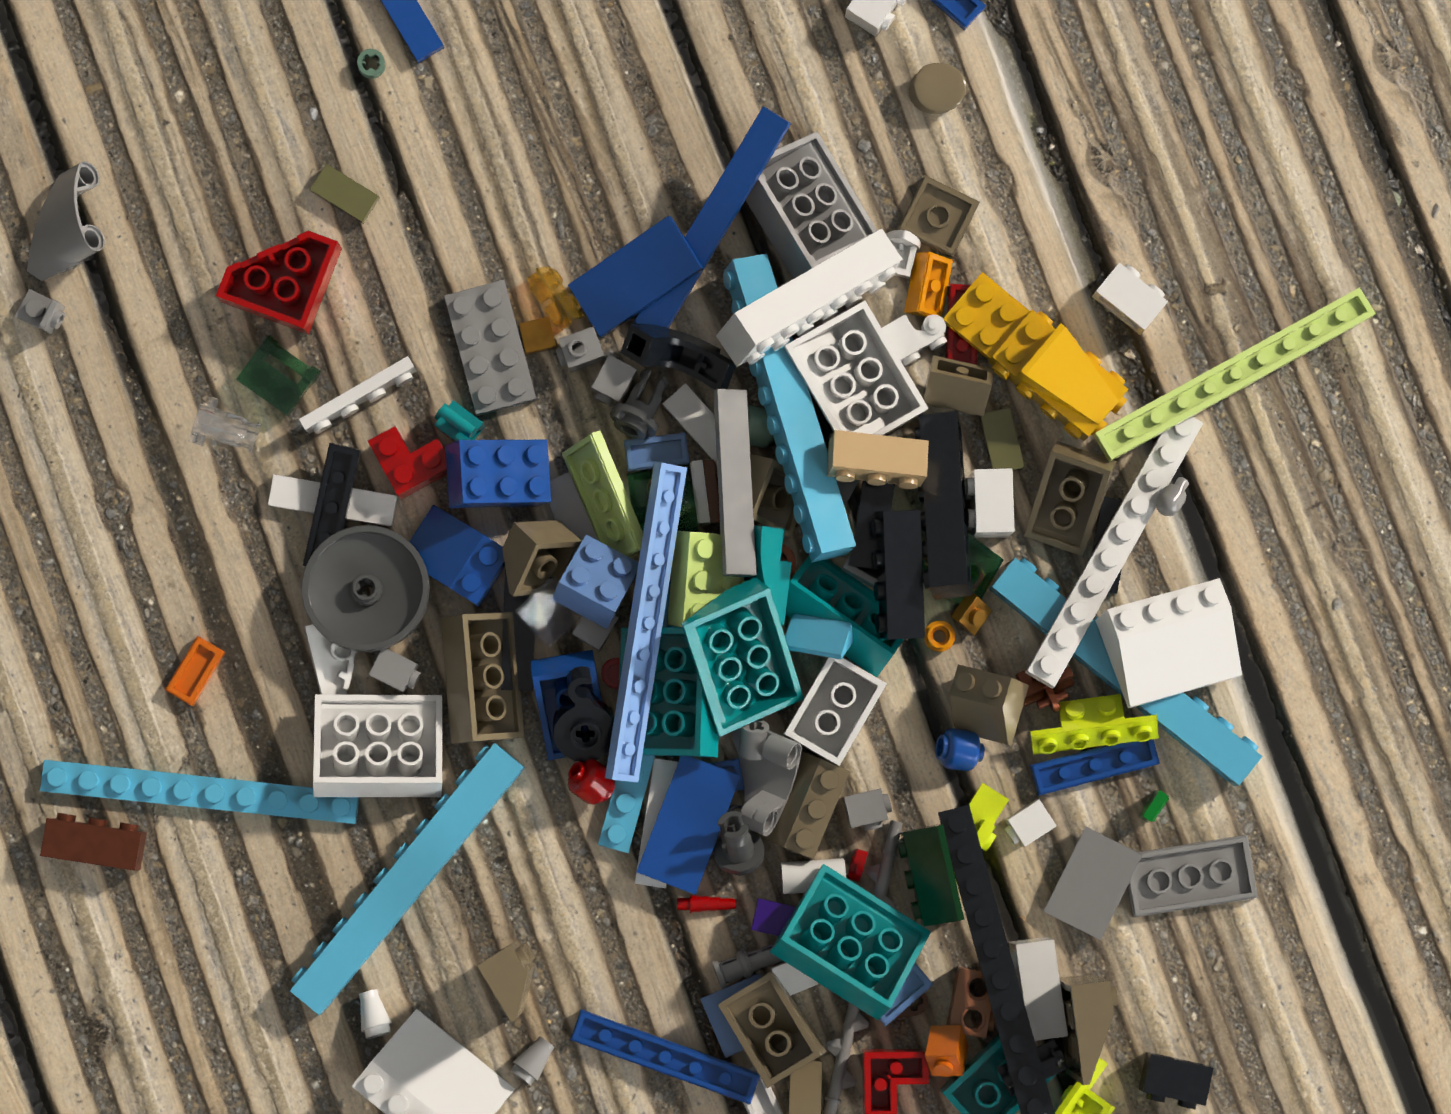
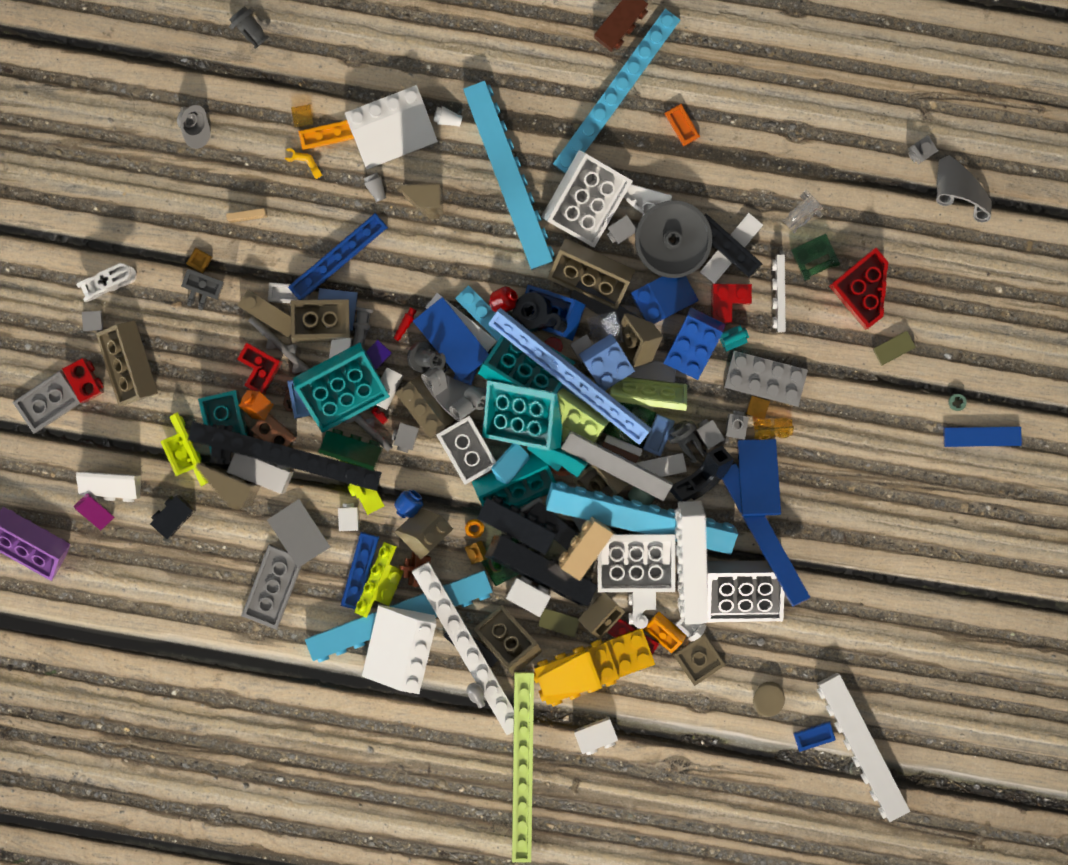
camera: 130 degrees right, 5 degrees up
(1153, 806) = (319, 588): green tile -> none

